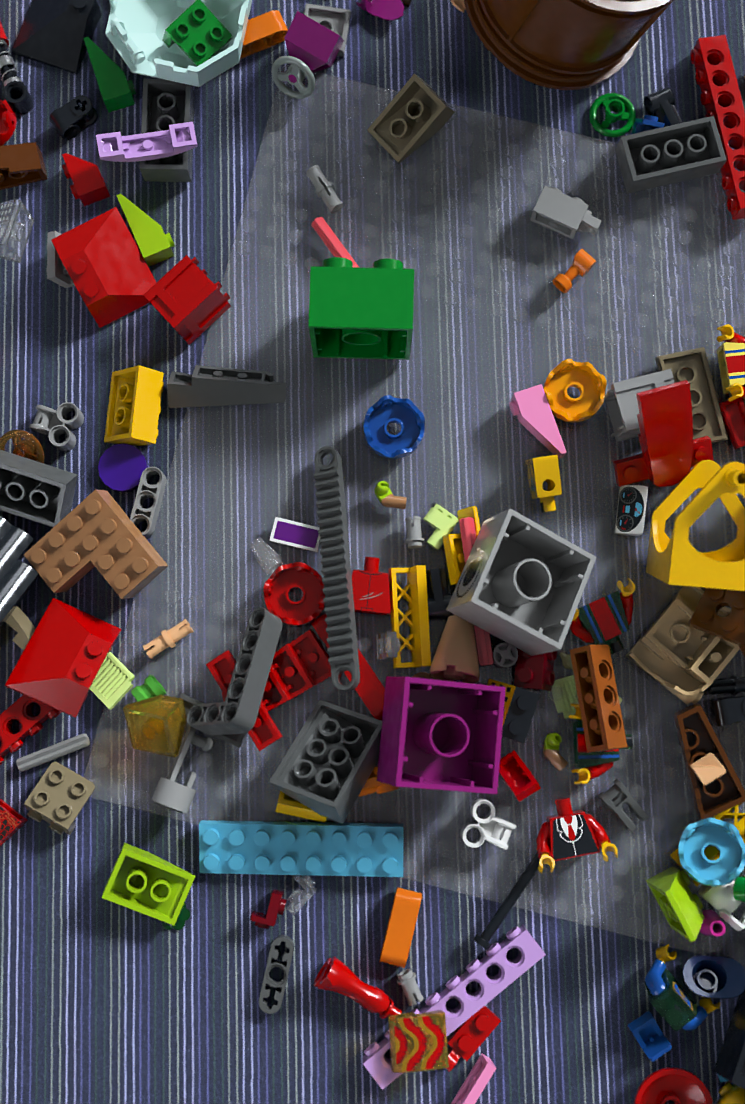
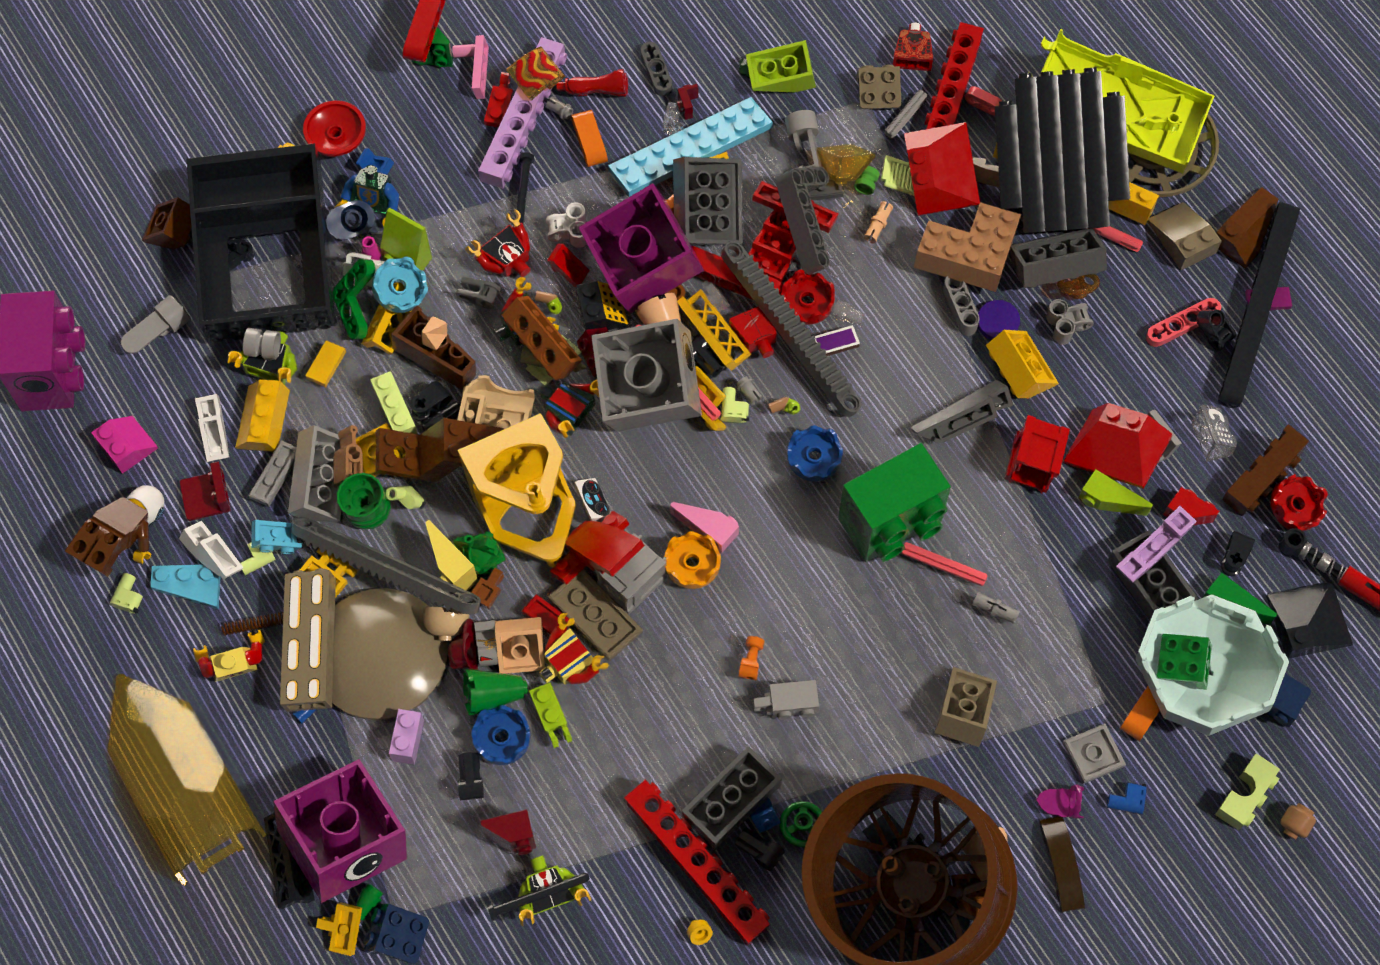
camera: 150 degrees right, 15 degrees down
(310, 50) = (1089, 711): magenta piece -> none
(547, 470) = (675, 478): yellow torso -> none

